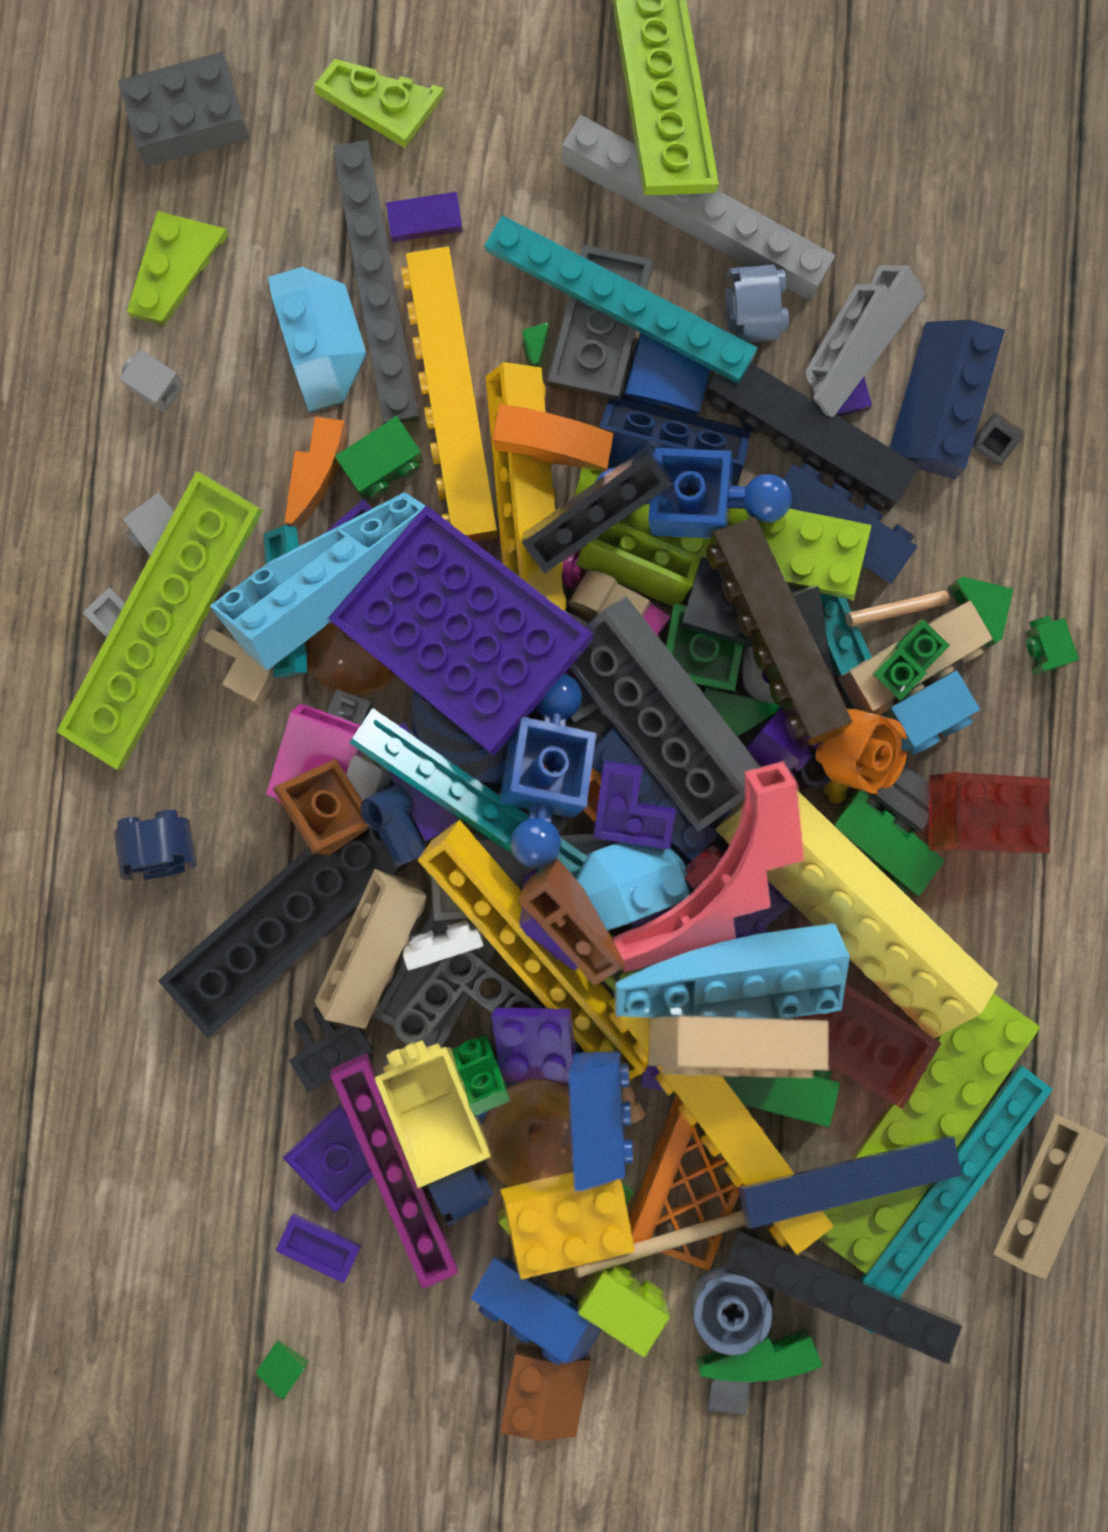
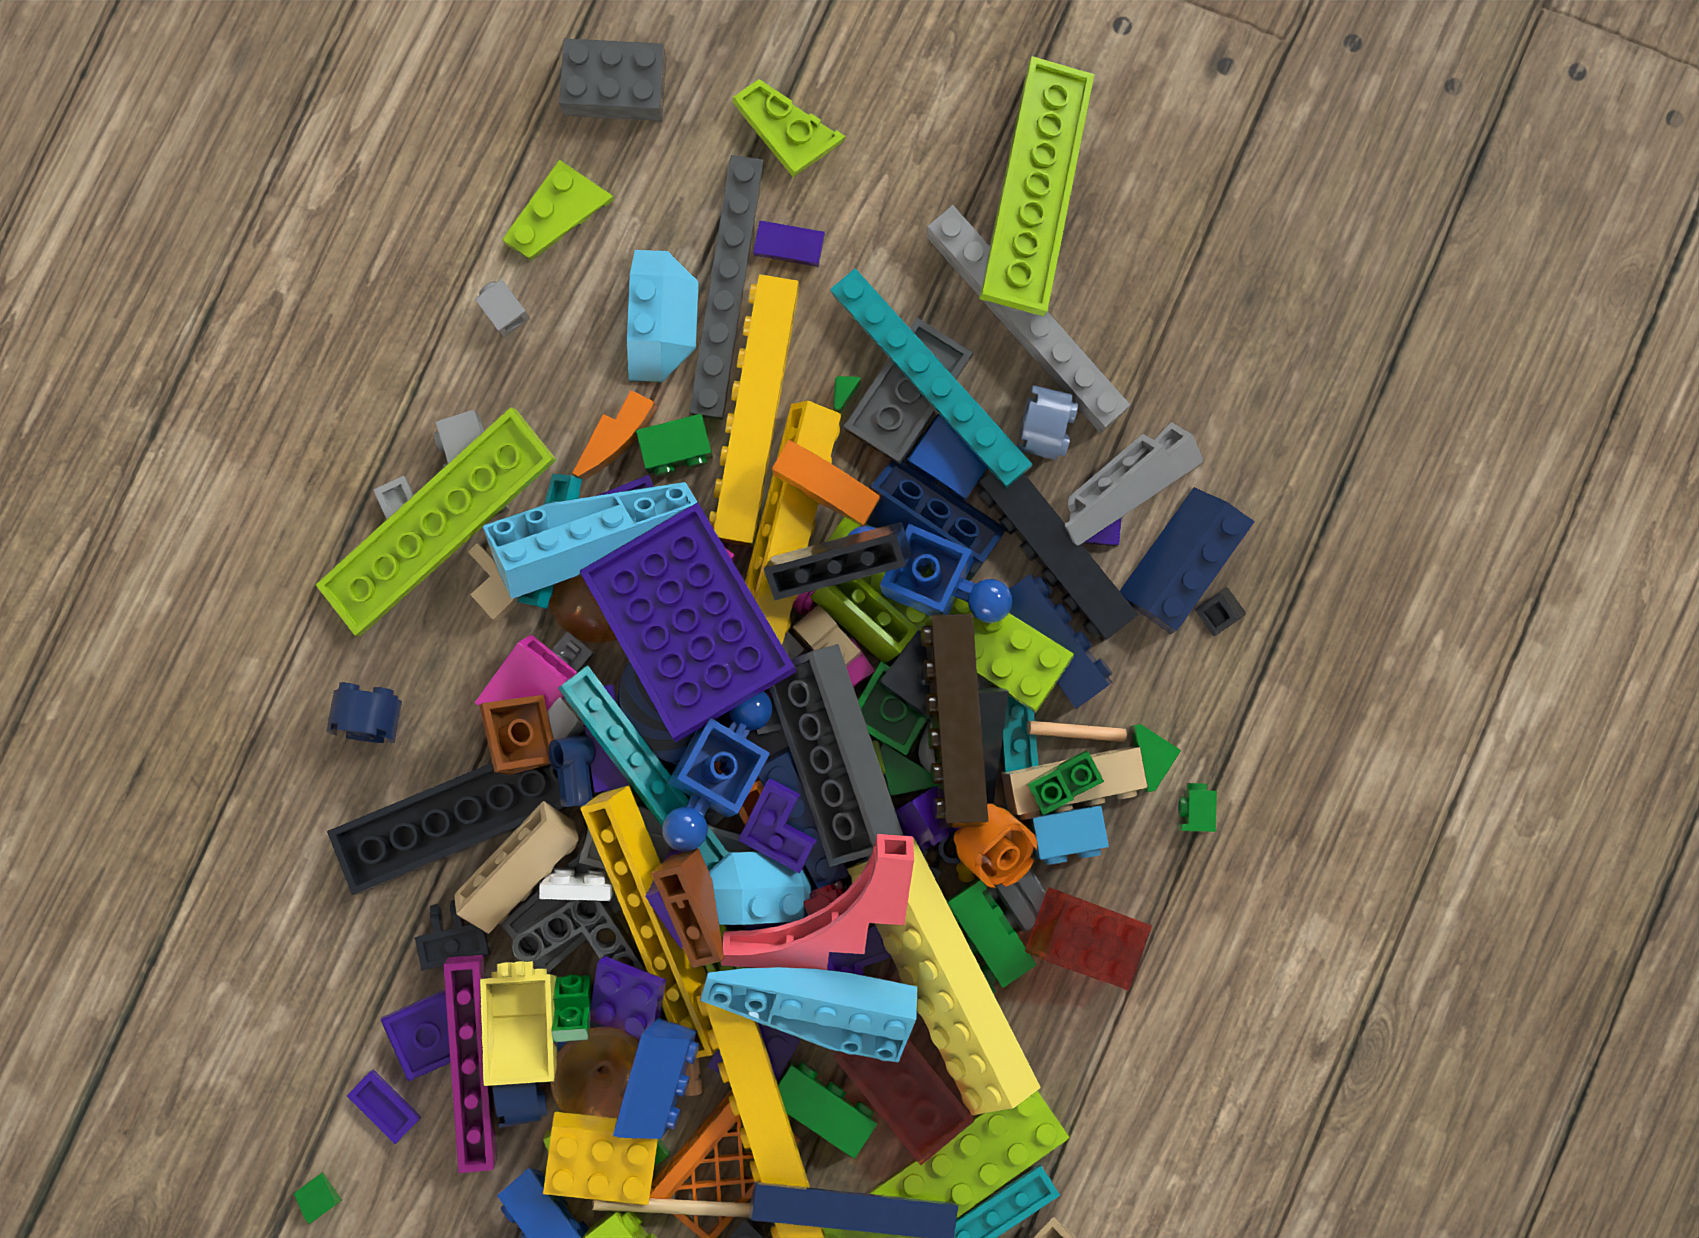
camera: 20 degrees right, 0 degrees up
(738, 1046) = (789, 1059): tan brick -> none

